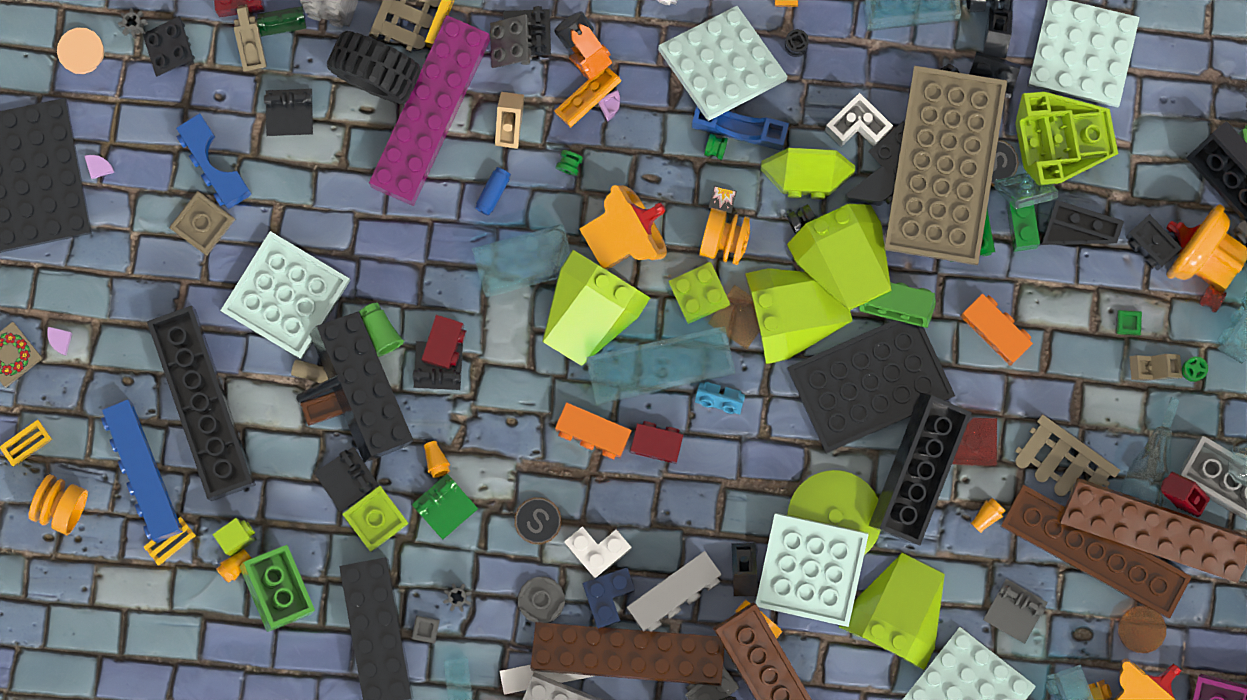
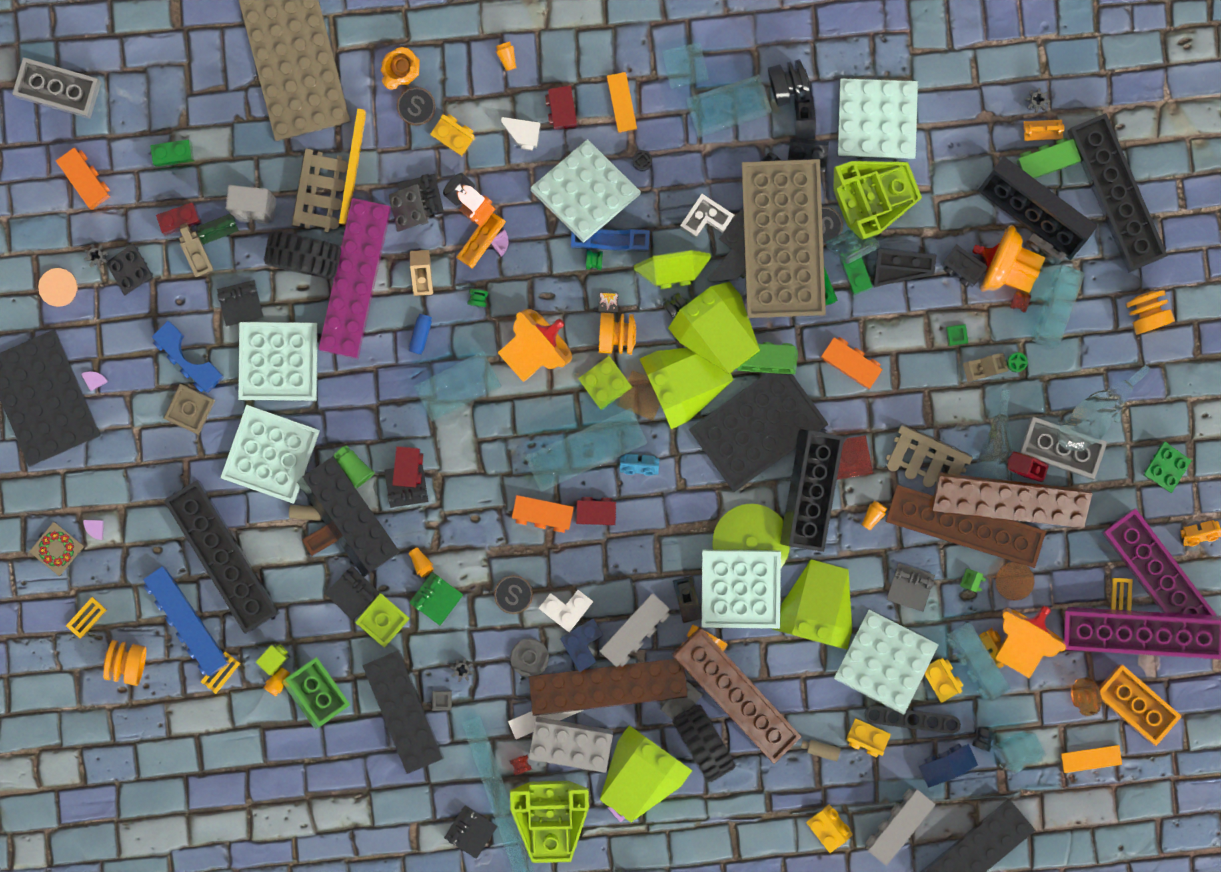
camera: 10 degrees left, 5 degrees up
(318, 188) = (278, 361): none -> light aqua plate
(320, 388) = (316, 525): black bar -> none
(589, 308) = (519, 415): lime wedge -> none
(1091, 617) = (971, 580): none -> bright green tile

